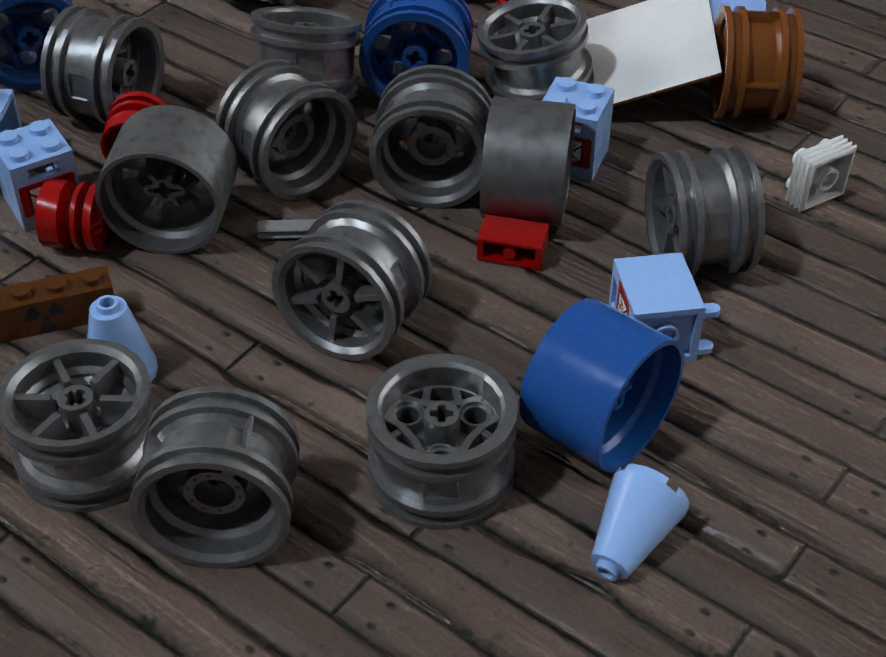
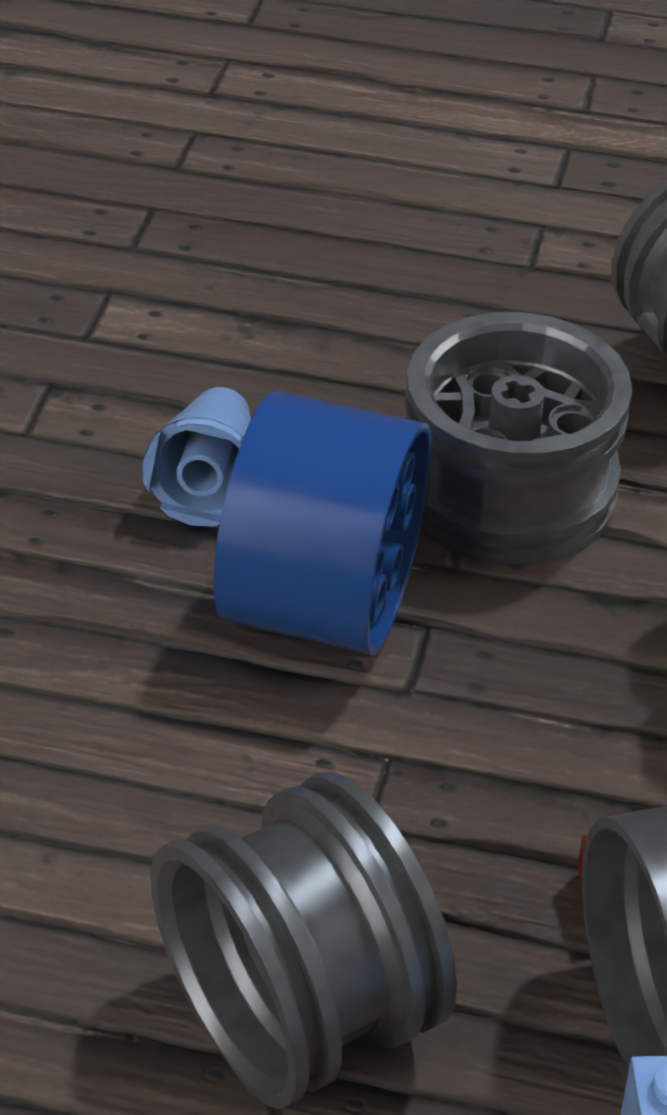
camera: 155 degrees right, 0 degrees up
(663, 296) = (302, 721): light blue container -> none

